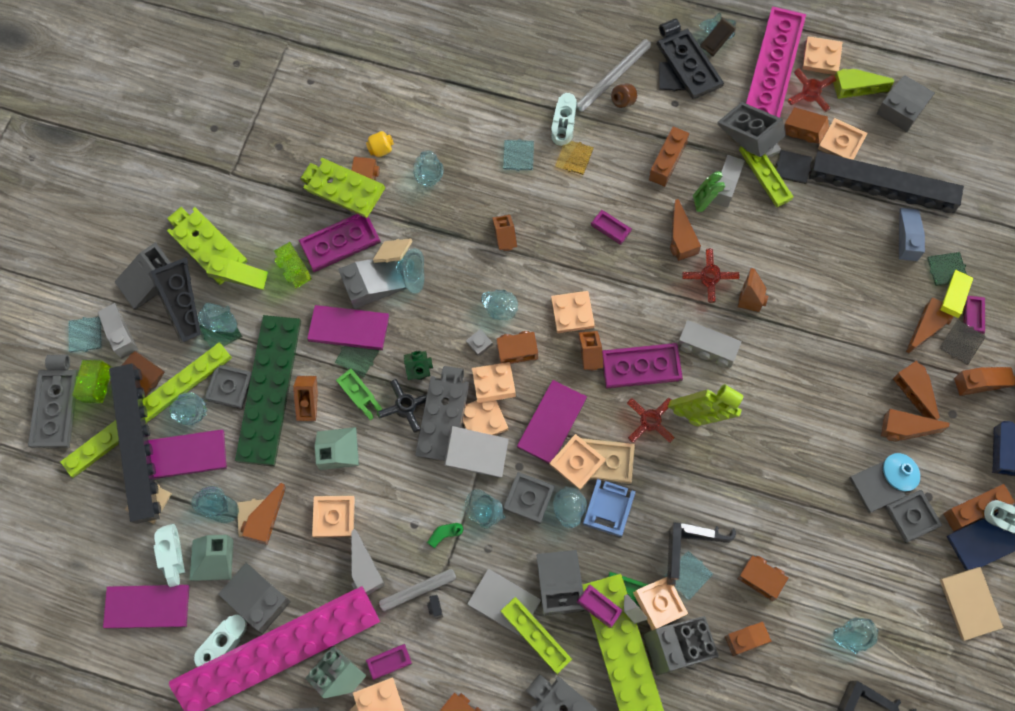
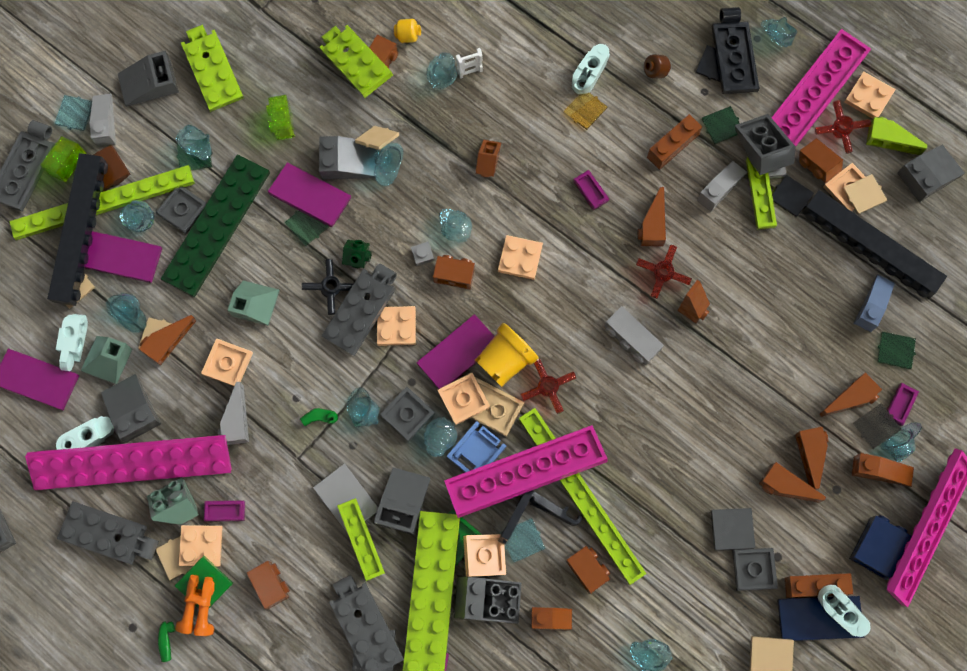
camera: 20 degrees right, 5 degrees up
(177, 297) = (164, 106): black wedge -> none
(236, 272) = (227, 106): lime slope -> none
(306, 398) = (245, 245): dark orange slope -> none
(339, 241) = (333, 110): magenta tile -> none
(358, 392) = (293, 258): bright green hinge -> none
(417, 590) = (274, 457): light grey axle -> none
(434, 607) = (283, 479): black plate -> none
(445, 156) = (477, 62): none -> white piece
(476, 452) = (376, 354): light grey tile -> none
(493, 382) = (419, 296): light nougat plate -> none
(518, 155) = (533, 88): clear light blue piece -> none
(591, 350) = (521, 300): dark orange slope -> none
(599, 606) = (426, 536): magenta tile -> none
(601, 405) = (506, 355): none -> yellow piece
(613, 75) = (656, 42): light grey axle -> none
(633, 610) = (456, 551): light grey slope -> none
(642, 365) = (563, 332): magenta tile -> none
(665, 507) = (525, 471): none -> dark pink plate
(703, 127) = (721, 124): none -> clear green piece
(708, 191) = (694, 190): bright green hinge -> none
(708, 407) = (599, 396): lime hinge -> none
(717, 36) = (772, 40): dark brown tile -> none
(727, 511) = (589, 506): none -> lime plate
(858, 141) = (864, 194): none -> tan piece
(895, 474) = (755, 528): medium azure dish -> none
(956, 294) = (891, 378): neon yellow tile -> none
(993, 347) = (902, 443): none -> clear light blue piece

